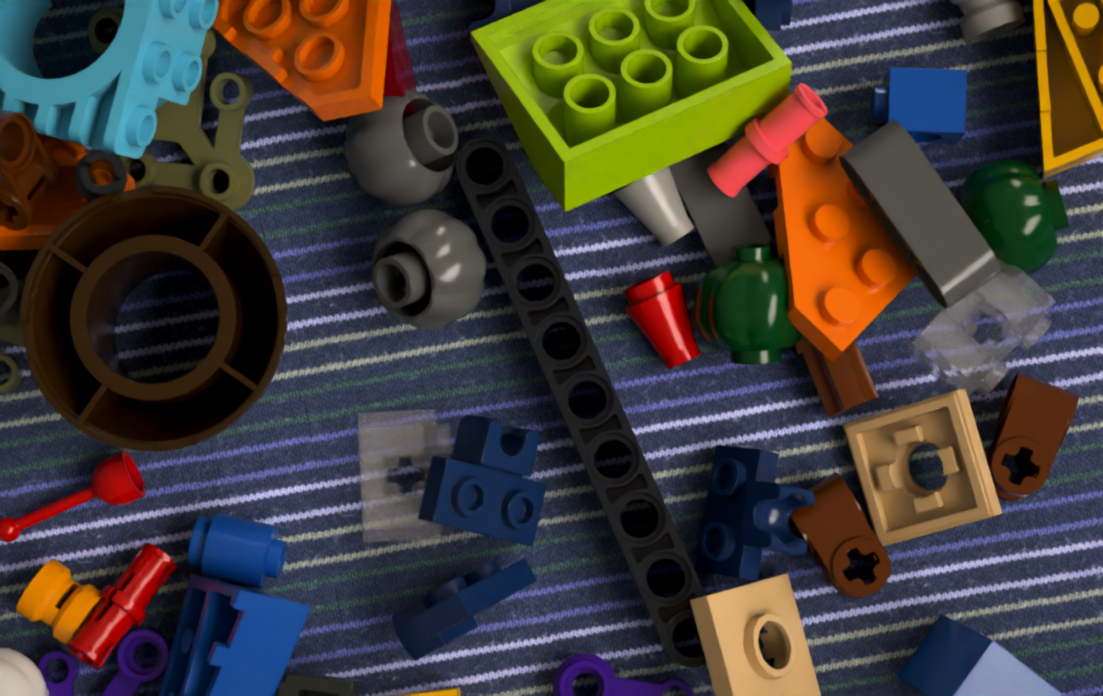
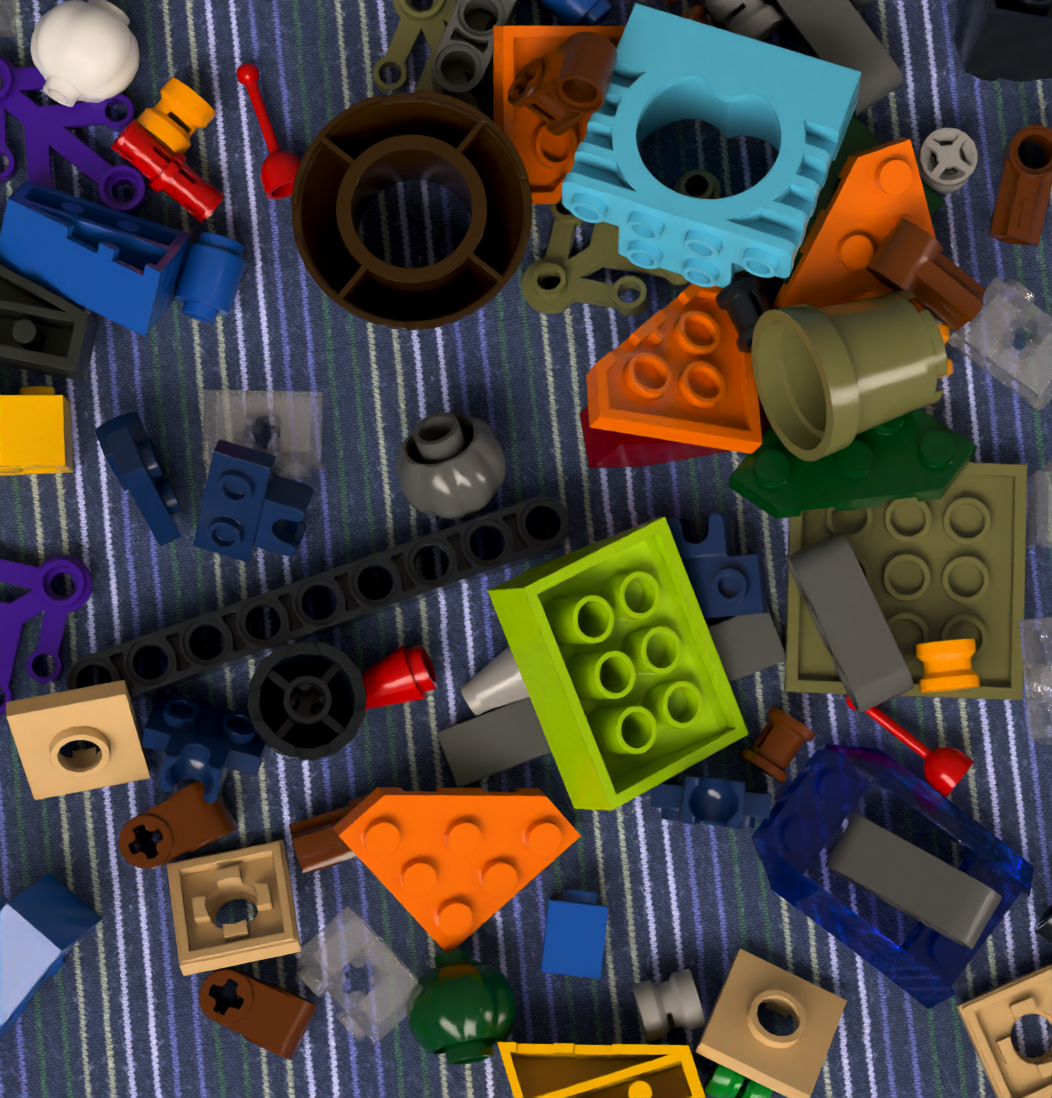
camera: 85 degrees right, 0 degrees up
(98, 160) = (533, 165): black pin -> none
(399, 157) = (556, 449): dark grey plant -> none
(669, 395) = (313, 676): none -> black cylinder
(745, 306) = (395, 753): dark green plant -> none
(767, 140) = (545, 785): coral pin -> none
(920, 214) = (464, 920): dark grey beam -> none

